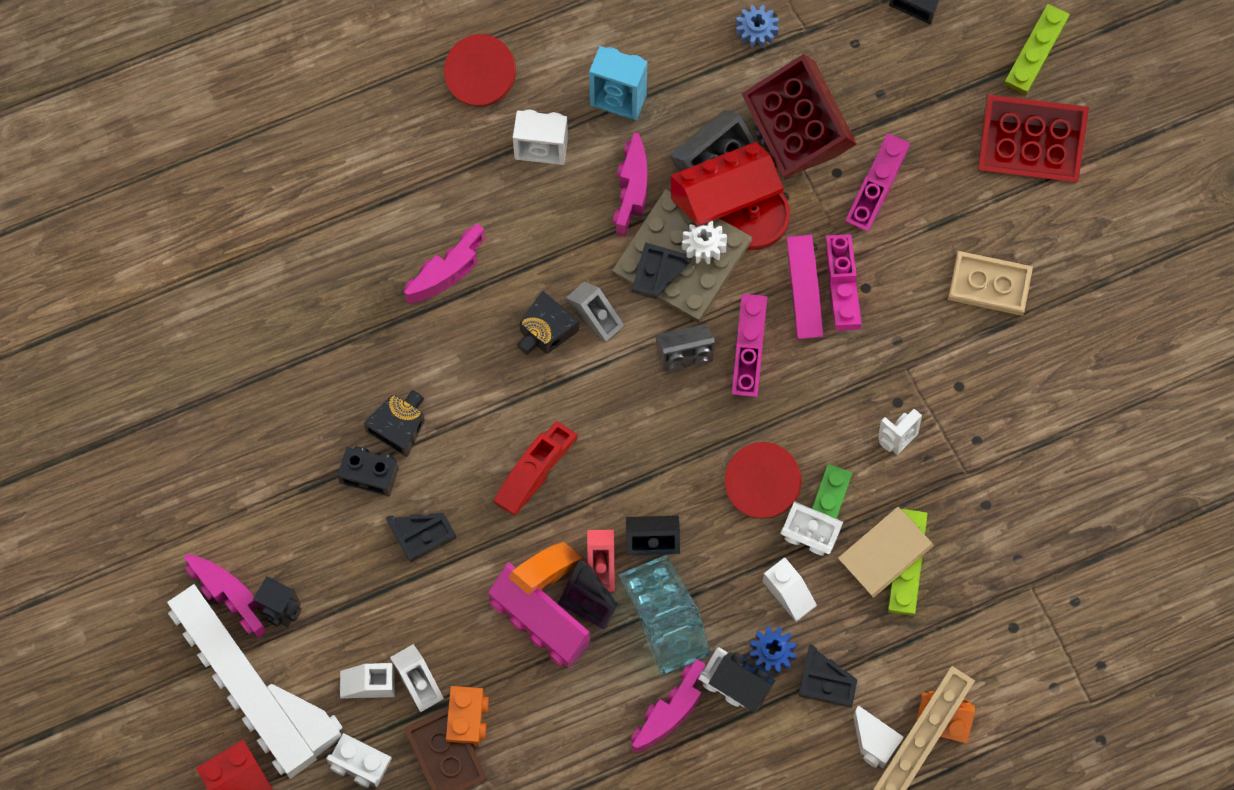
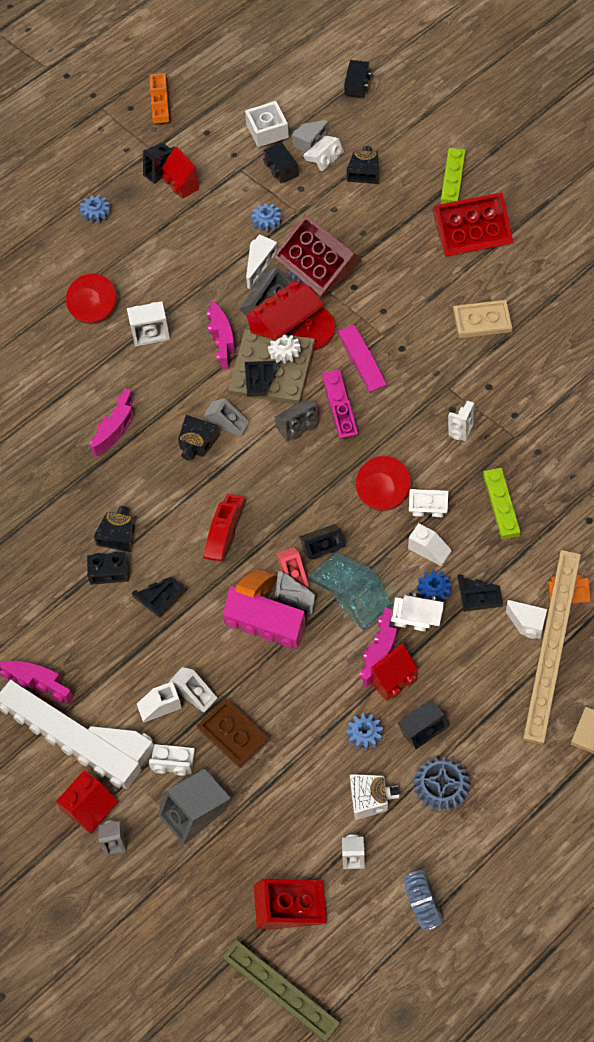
camera: 15 degrees left, 10 degrees down
(277, 602) = (75, 671): black brick -> none
(466, 714) = (237, 700): orange bracket -> none
(618, 82) = (188, 273): medium azure brick -> none
(675, 752) = (394, 673): none -> red slope
(727, 84) = (259, 259): none -> white slope
(832, 491) = (432, 475): bright green plate -> none
(842, 283) = (385, 348): dark pink slope -> none
(878, 182) = (384, 281): dark pink slope -> none
(885, 552) = (484, 499): tan tile -> none

